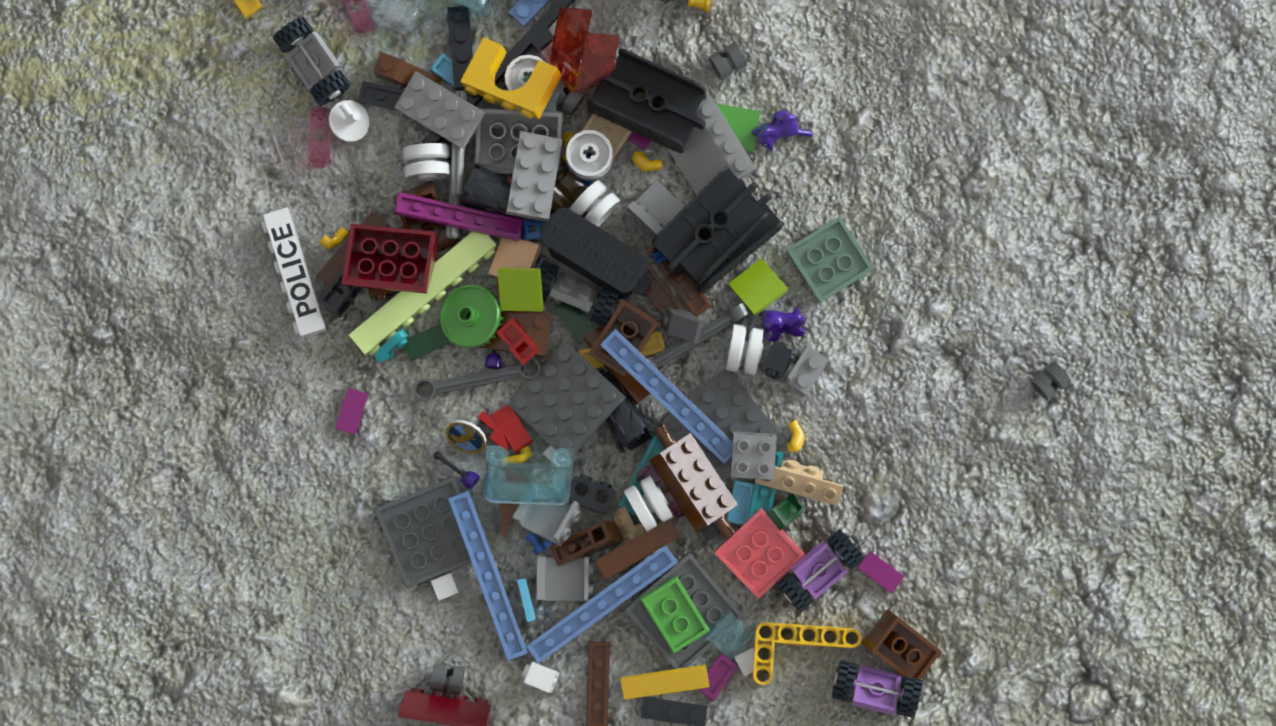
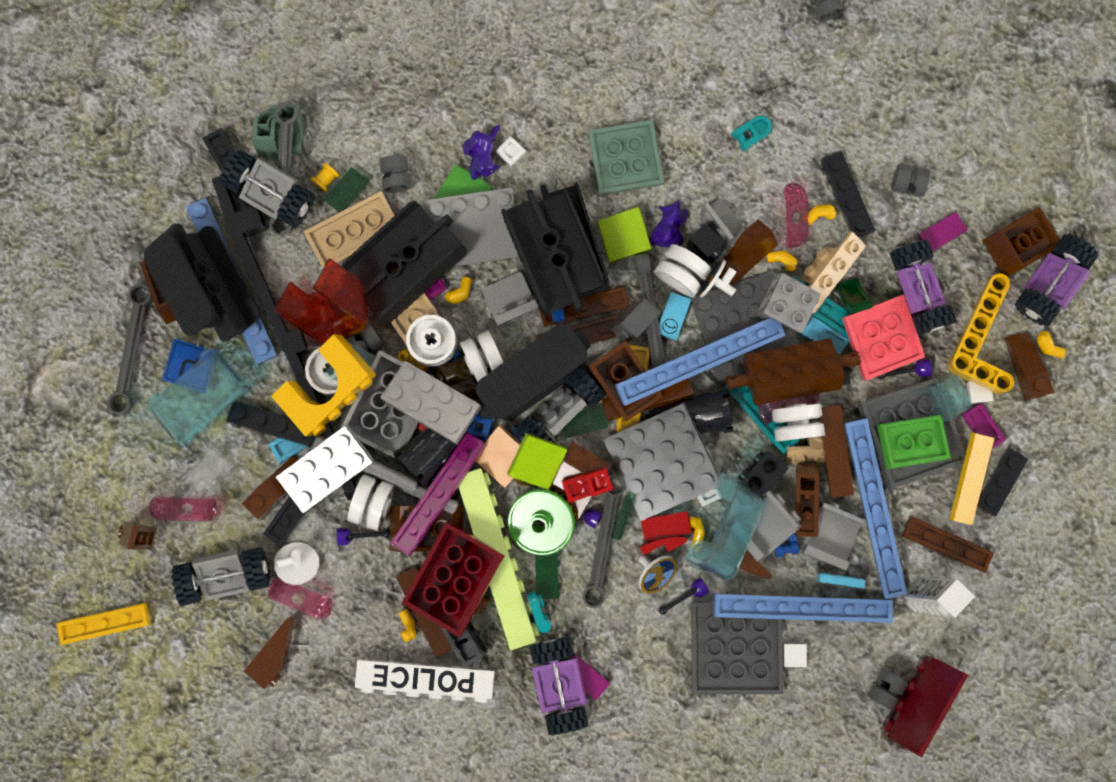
camera: 65 degrees left, 0 degrees up
(258, 134) = (271, 659): none -> reddish brown slope
(335, 389) = (559, 686): none -> plate
(389, 153) = (345, 536): none -> hinge
(506, 386) = (622, 517): none -> clear green tile
(660, 42) = (349, 229): none -> tan plate
(696, 24) = (346, 190): none -> clear green tile
(703, 360) = (673, 316): none -> medium azure tile
(747, 600) = (922, 368): none -> dark purple hinge
(748, 391) = (713, 279): none -> white shield
(786, 401) = (749, 250): none -> reddish brown slope
(788, 695) = (1028, 367): none -> reddish brown slope
(792, 155) = (510, 151): none -> white tile
(814, 707) = (1047, 346): none -> yellow arm
(853, 429) = (795, 202): none -> clear pink piece
(854, 454) = (825, 210): none -> yellow arm
(879, 472) = (847, 195): none -> black plate
(907, 369) = (759, 129): none -> teal plate
(915, 522) = (910, 180): none -> dark grey wheel

